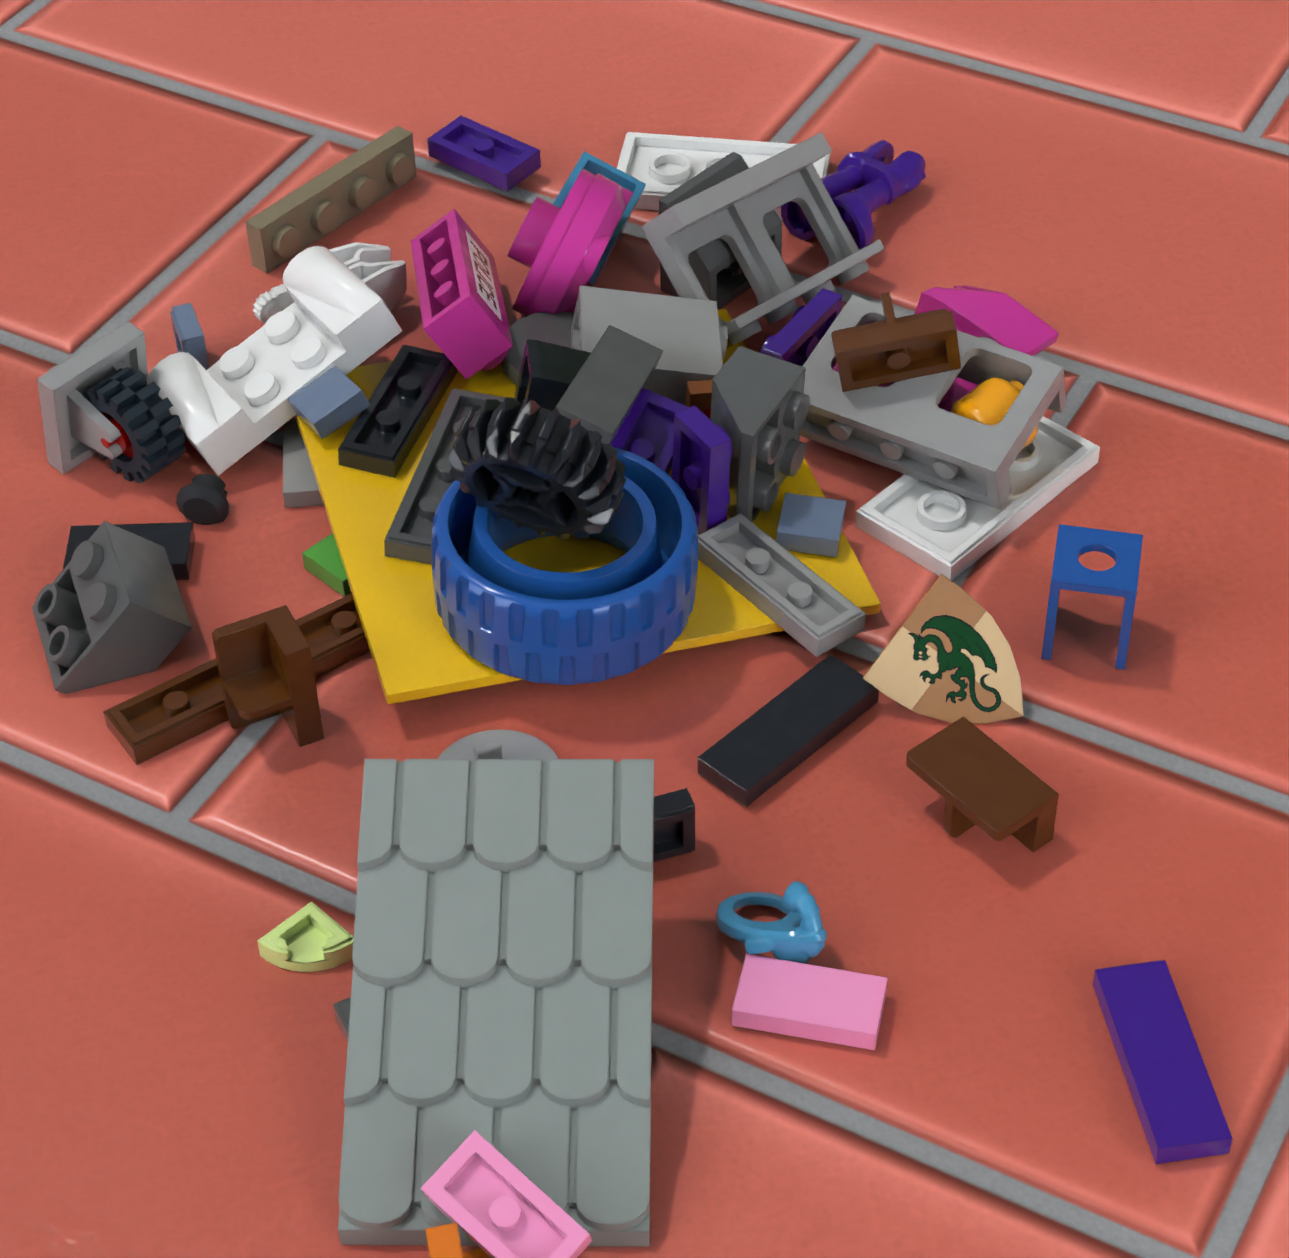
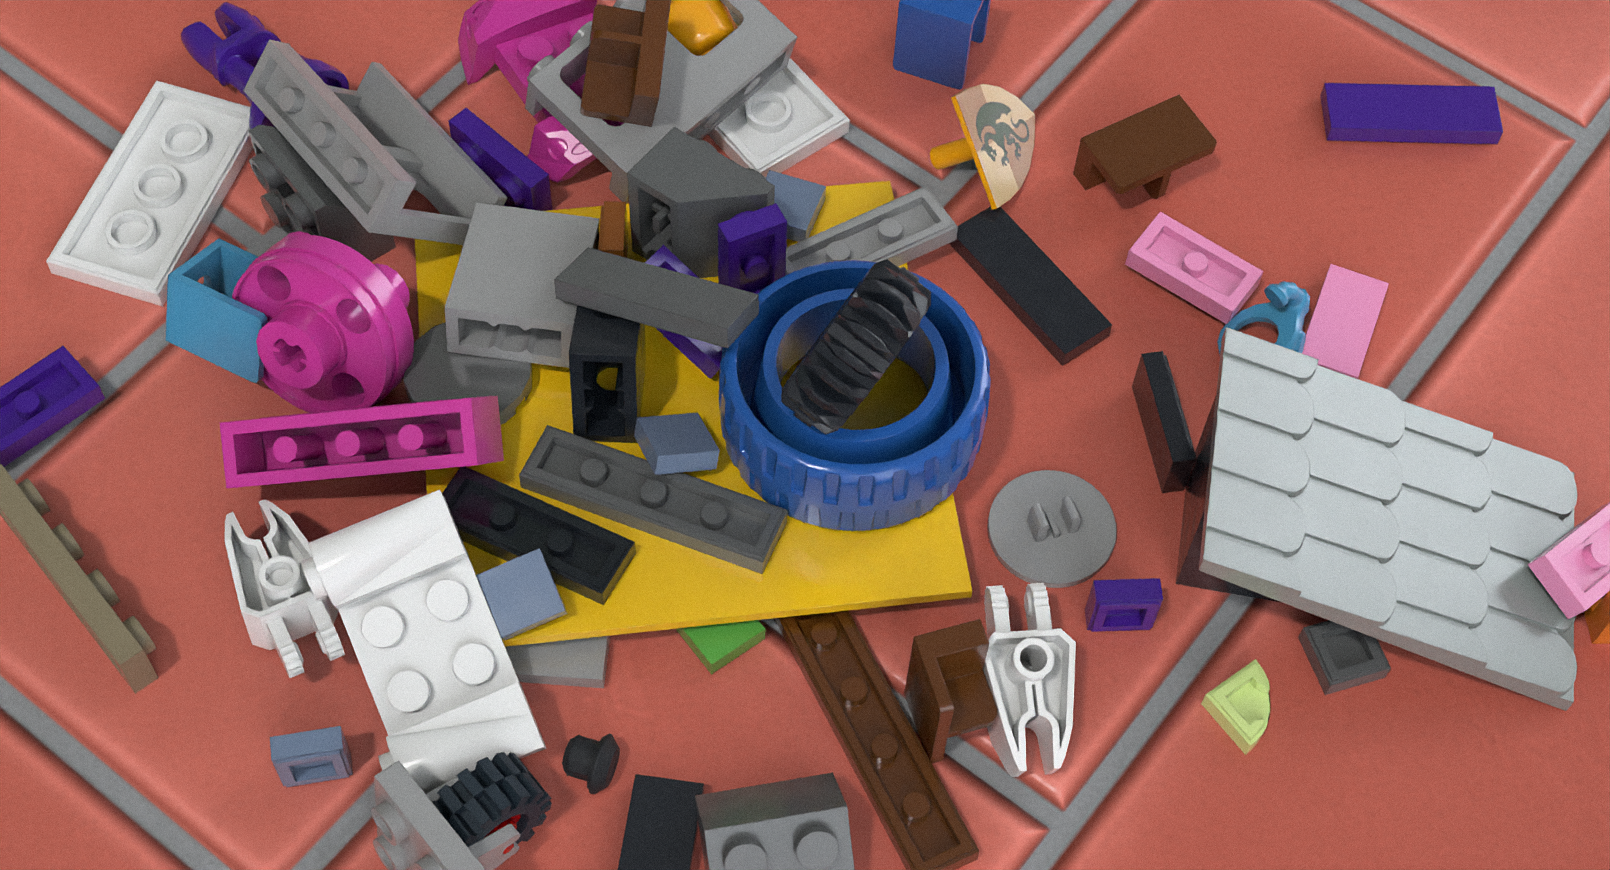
camera: 85 degrees left, 15 degrees up
(297, 747) = (1029, 680): none -> white hinge
(845, 852) = (1194, 268): none -> bright pink plate

